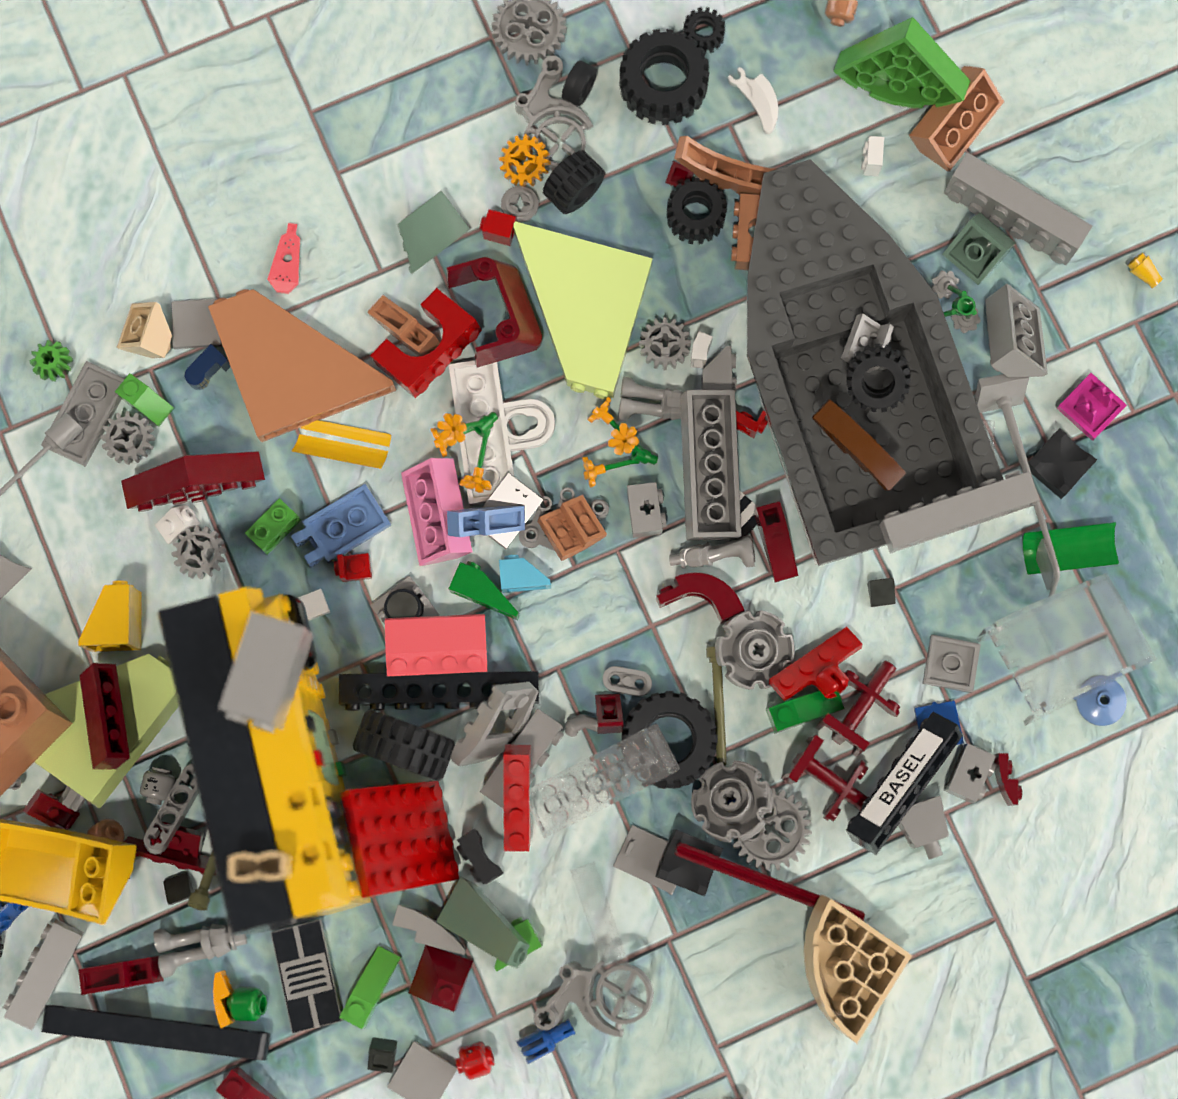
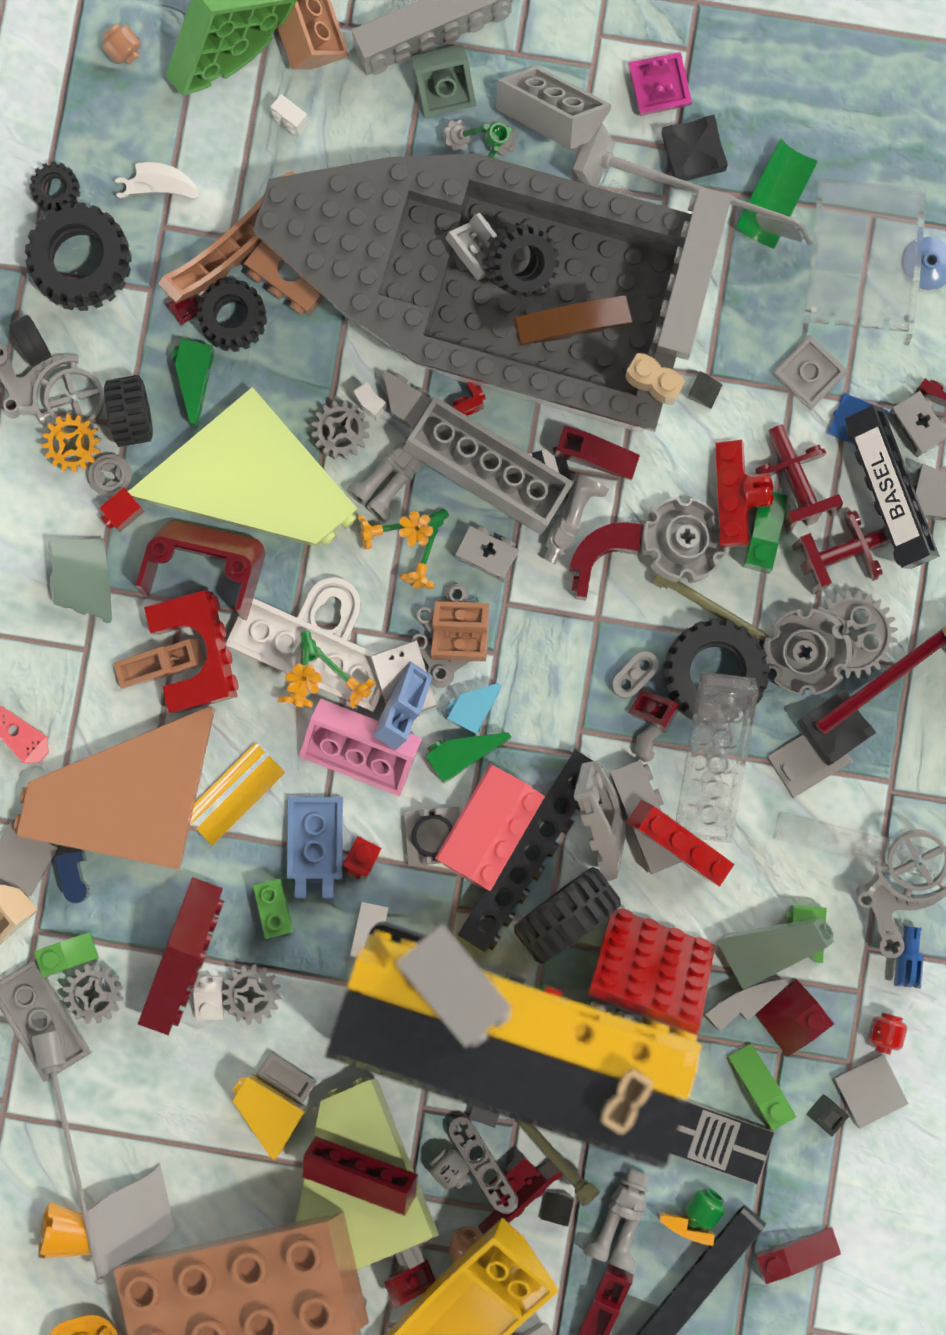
camera: 60 degrees left, 5 degrees up
(149, 622) = (286, 1078): none -> light grey tile
(472, 849) = (698, 914): black brick -> none
(635, 212) = (193, 368): none -> green slope
(855, 528) = (648, 375): none -> tan brick

